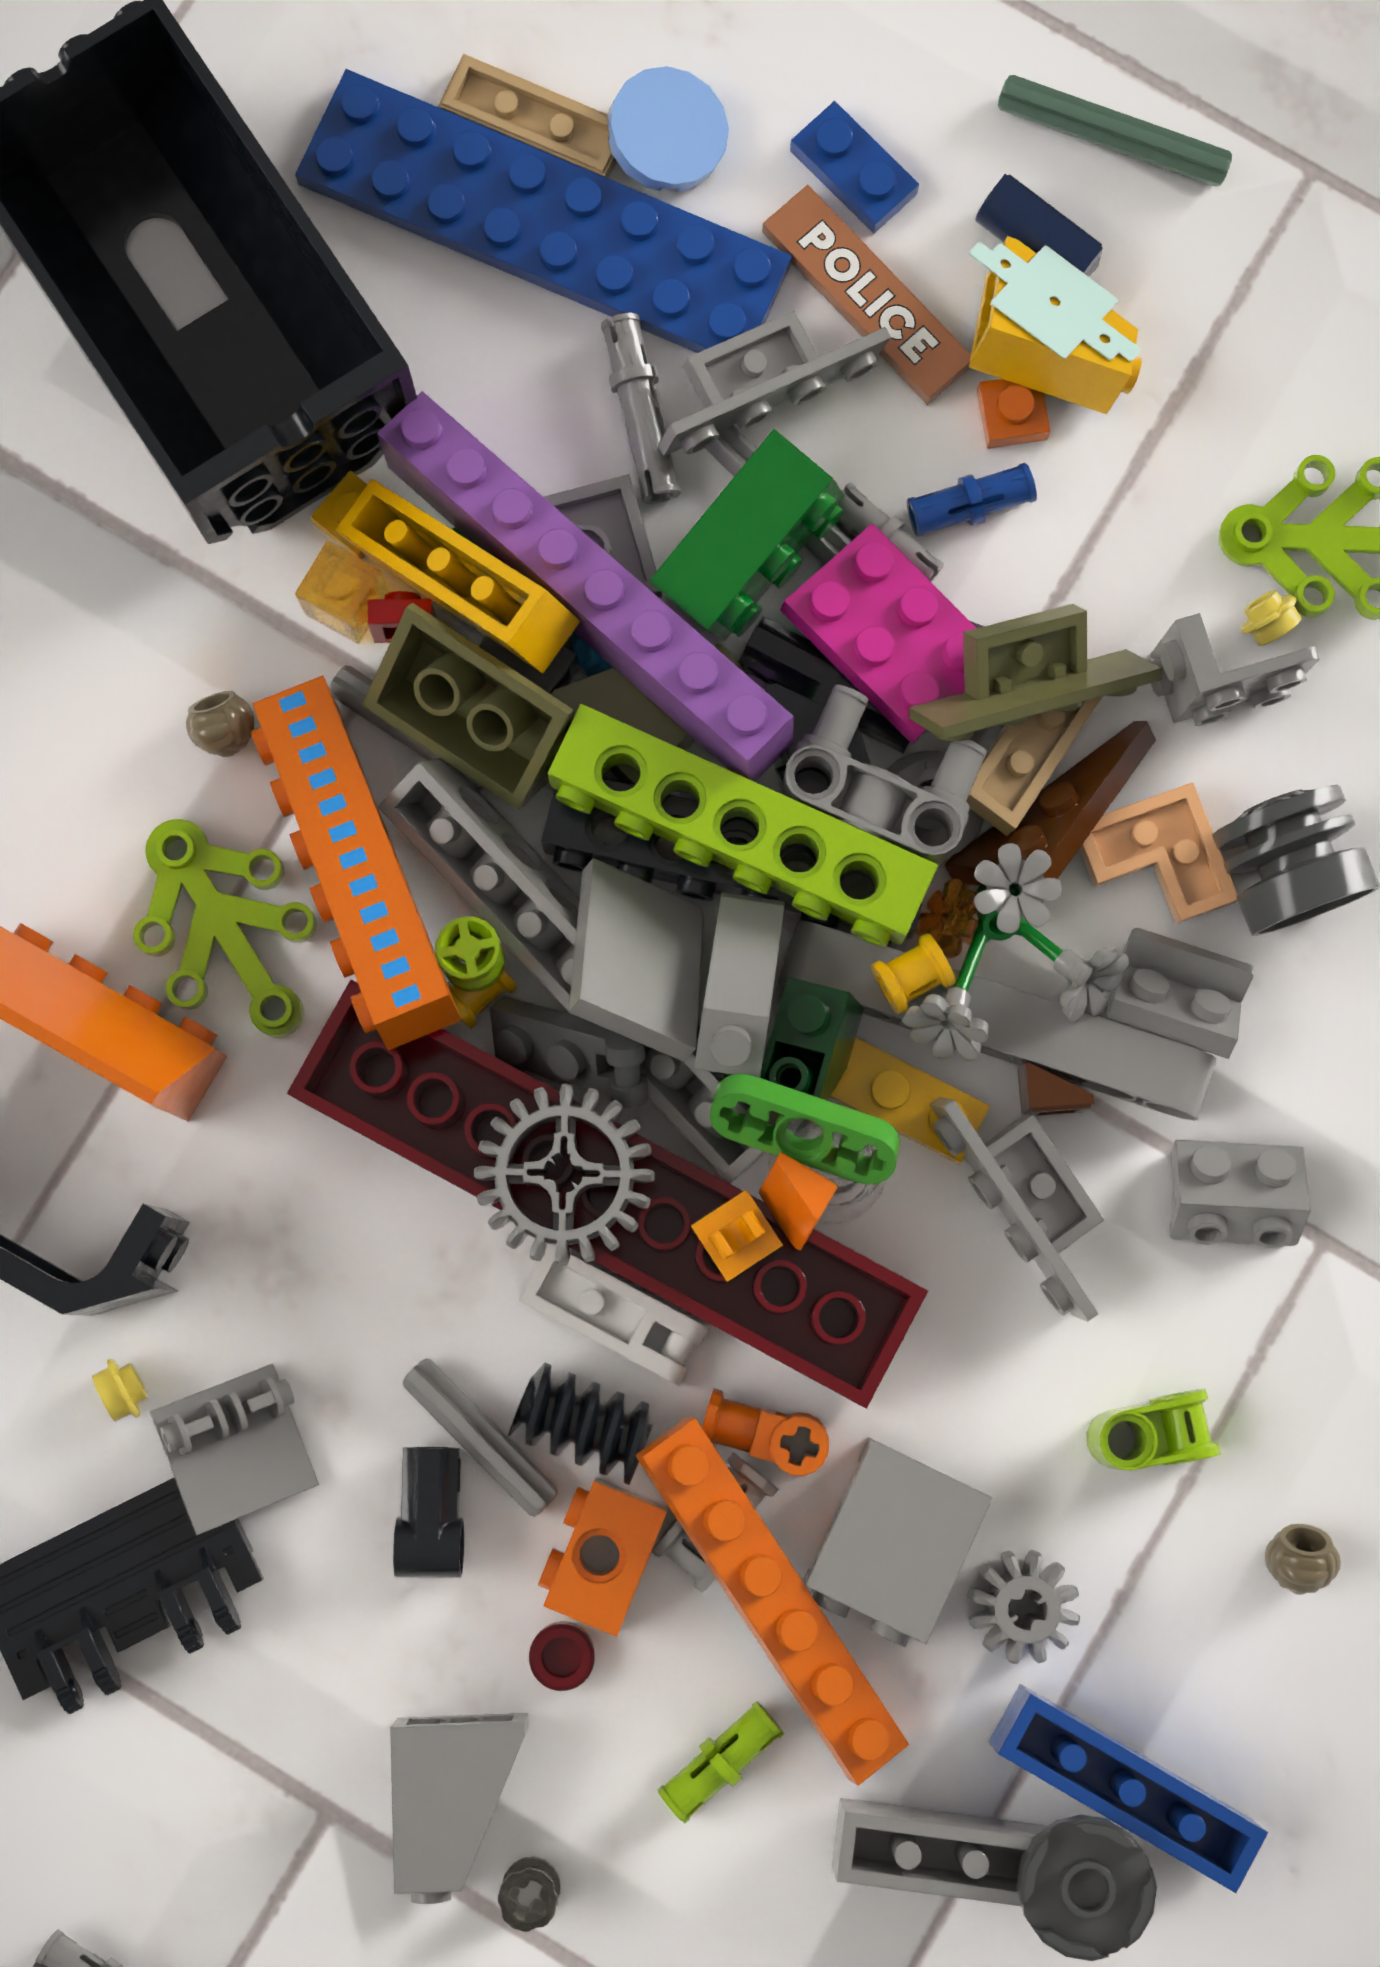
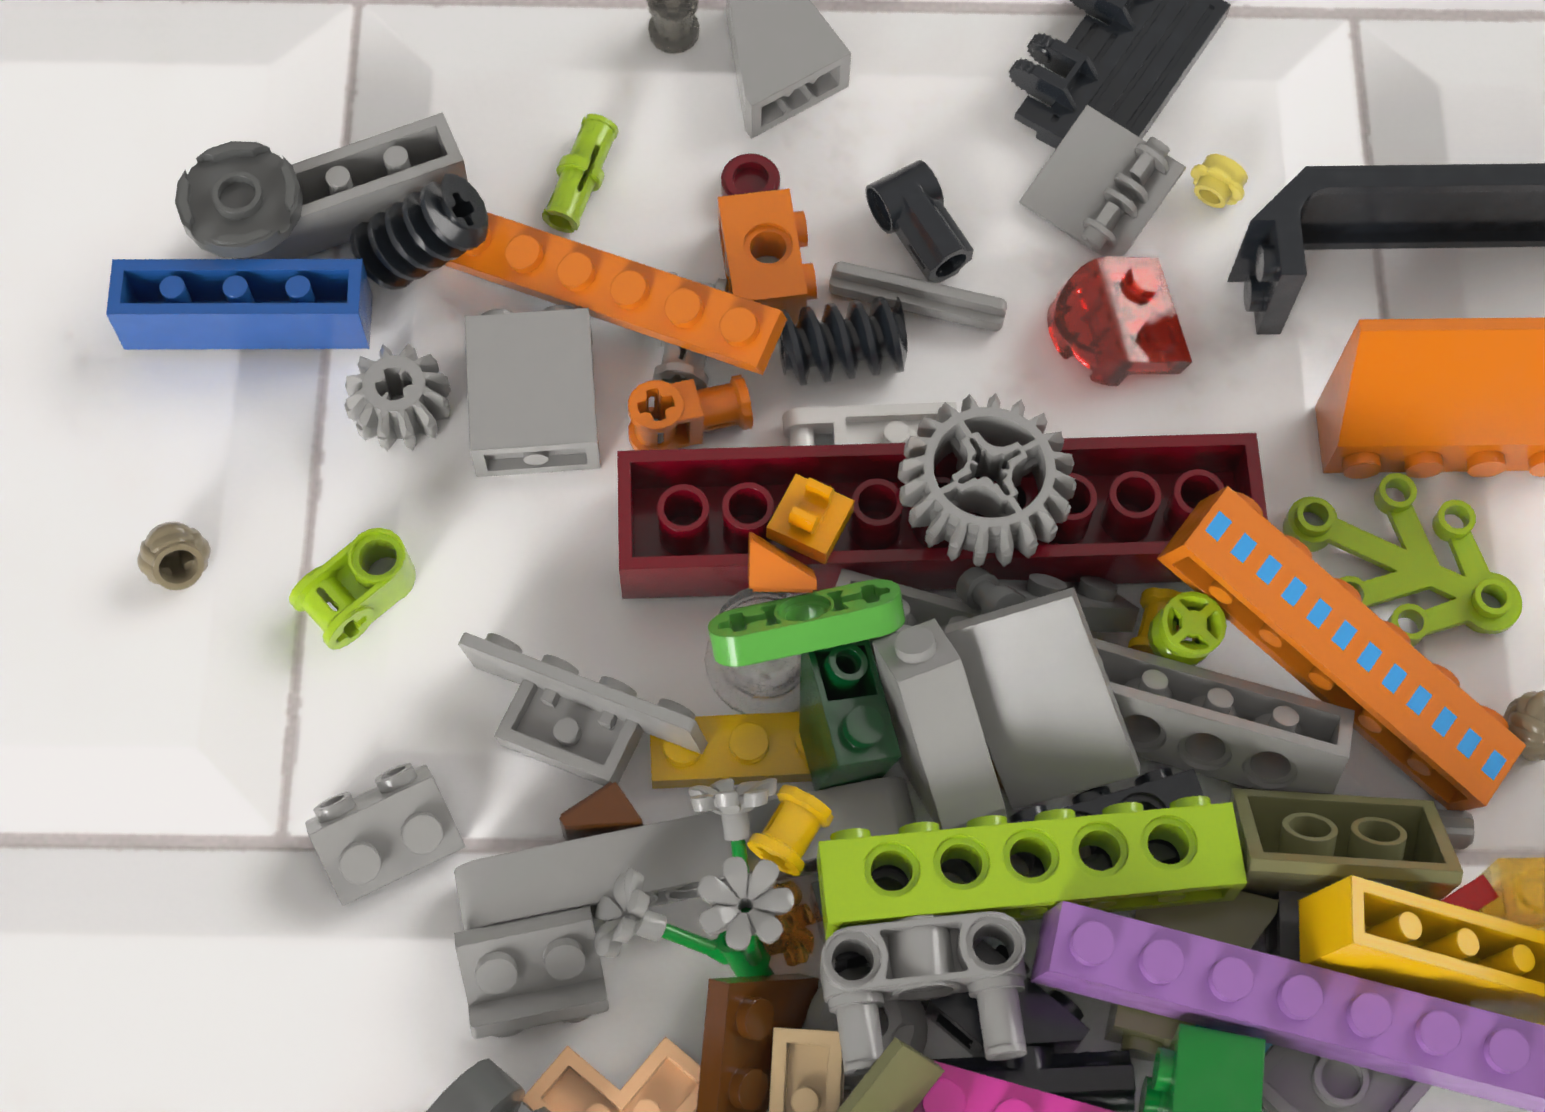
camera: 150 degrees right, 15 degrees down
(312, 1301) = (1119, 320): none -> clear red slope
(923, 1760) = (421, 232): none -> black piece

